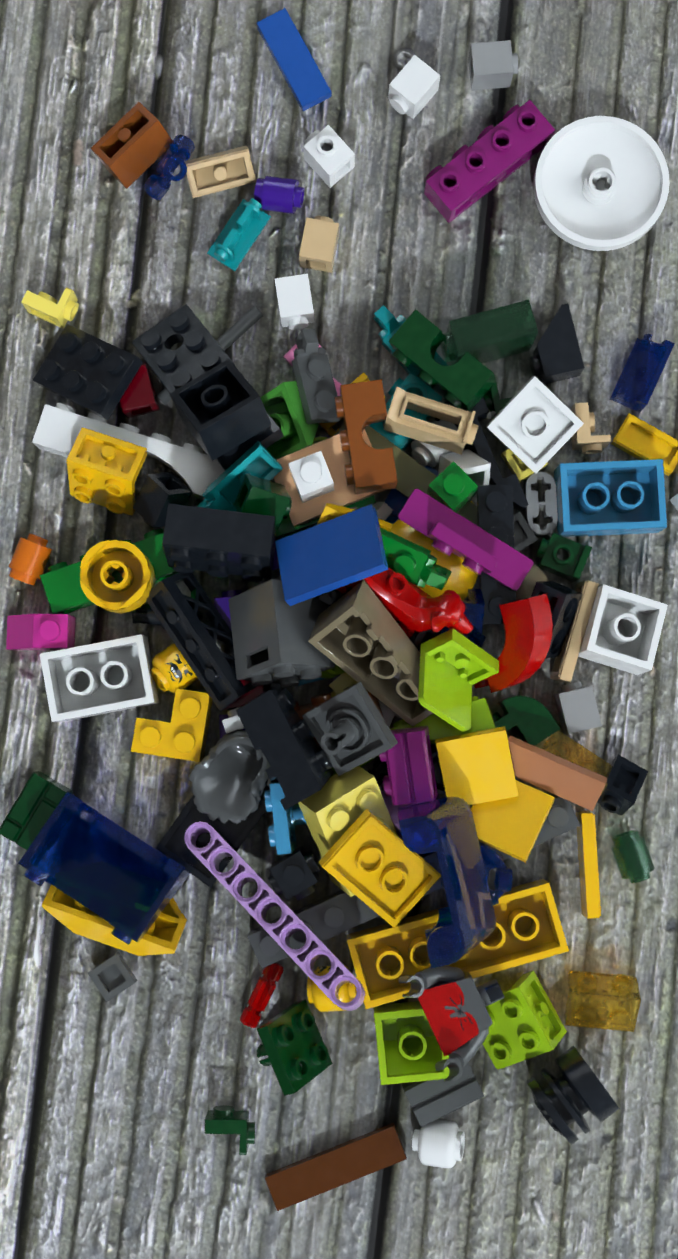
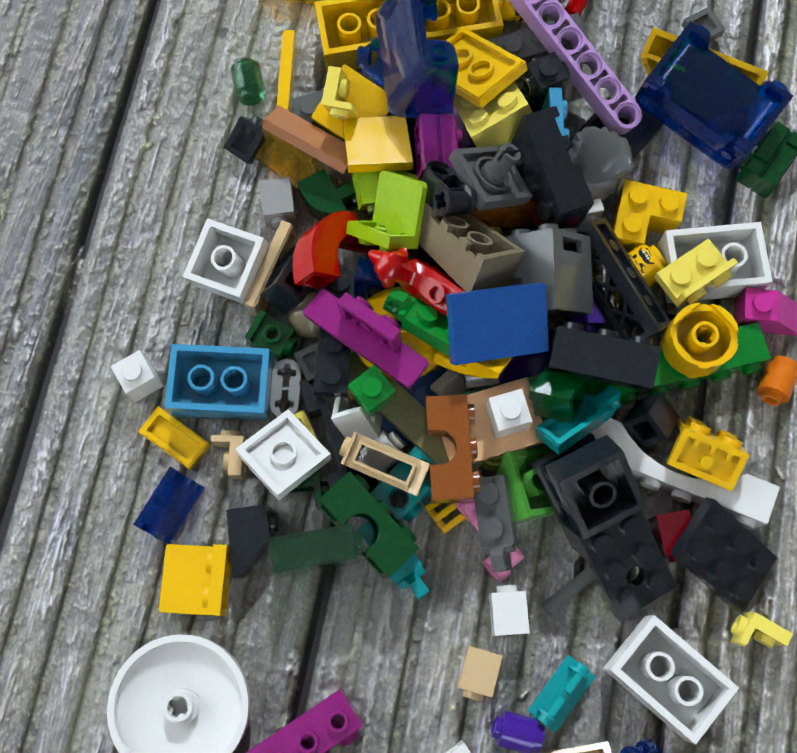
camera: 175 degrees left, 10 degrees down
(122, 650) = (694, 272): none -> light yellow bracket
(138, 252) = (671, 679): none -> white brick
(396, 703) = (447, 190): none -> black piece
(530, 820) = (336, 90): none -> light yellow bracket
(603, 303) = (196, 580): none -> yellow bracket

